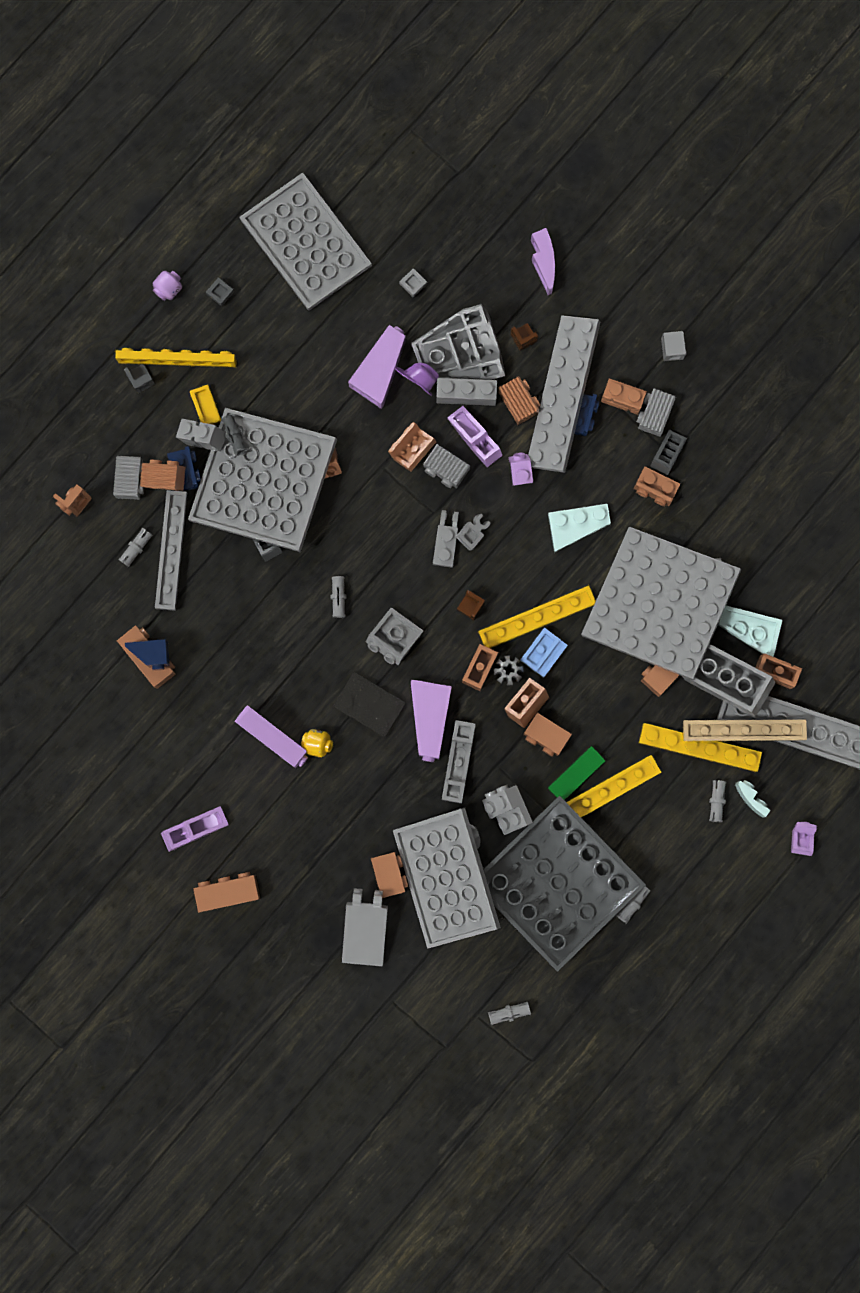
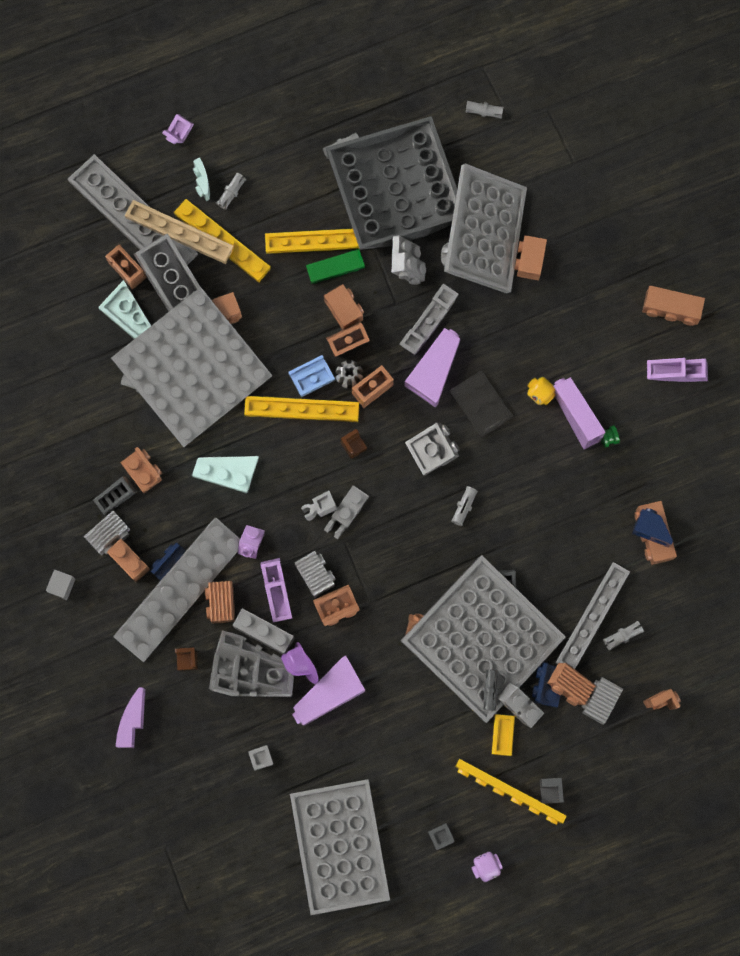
camera: 155 degrees left, 5 degrees down
(231, 729) = (611, 436): none -> green wheel
(365, 930) = (571, 222): light grey tile -> none

